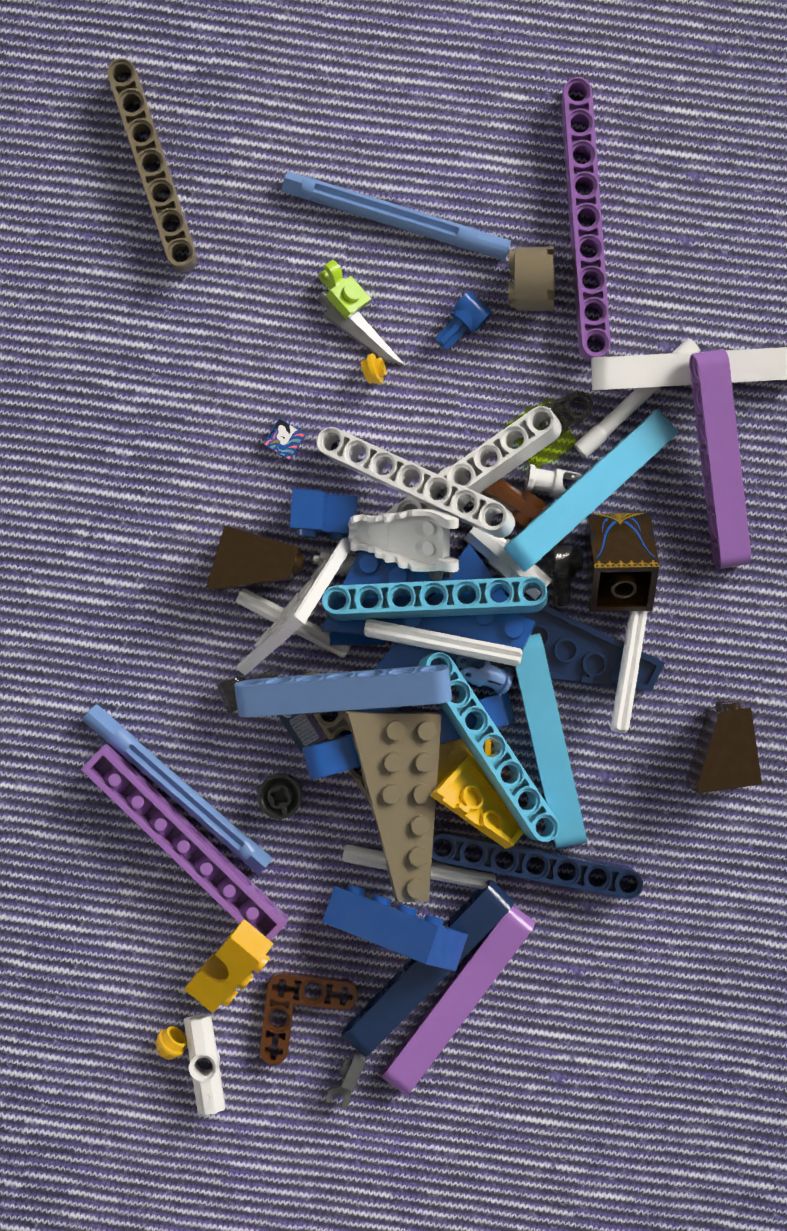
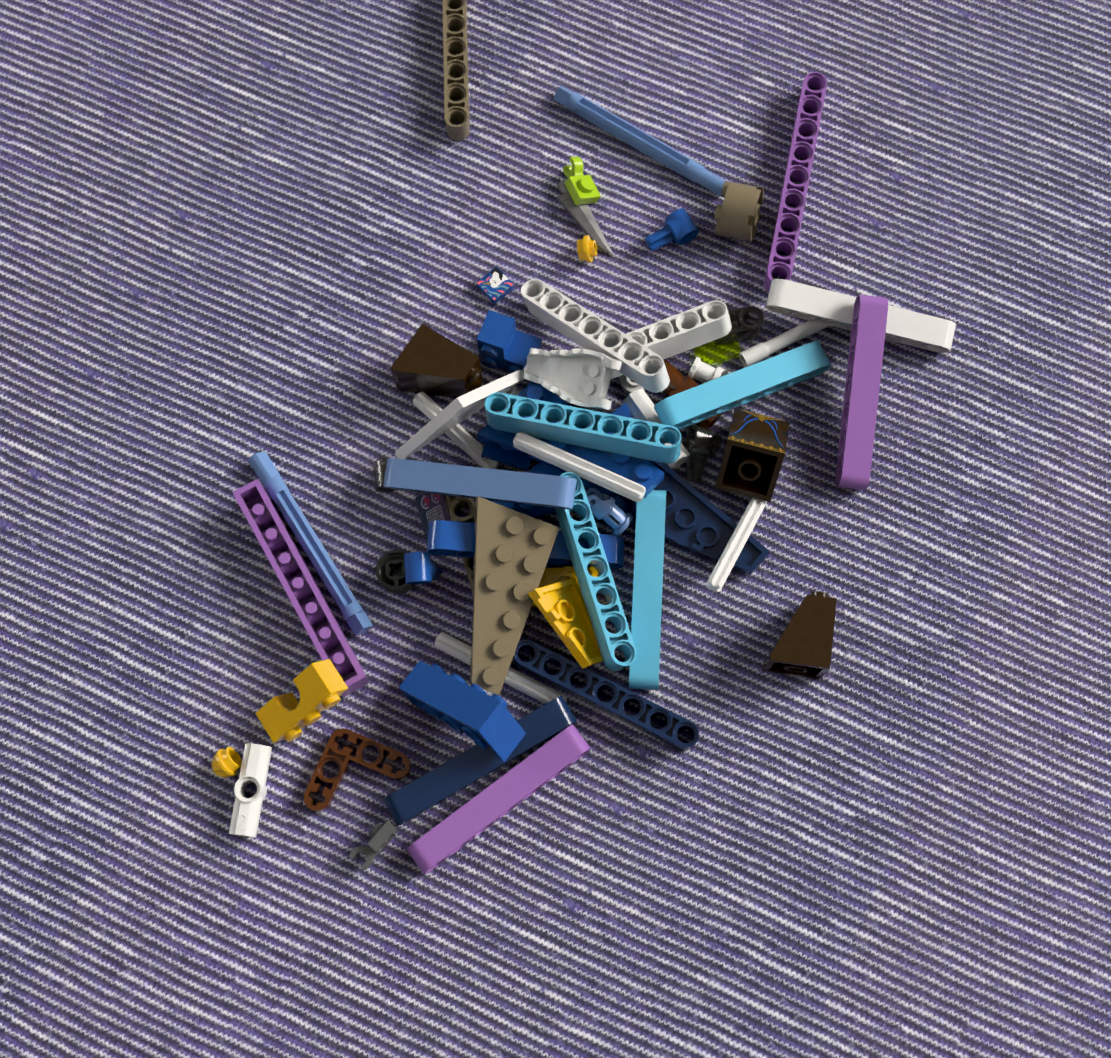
camera: 15 degrees right, 15 degrees down
(306, 794) = (420, 568): none -> blue axle

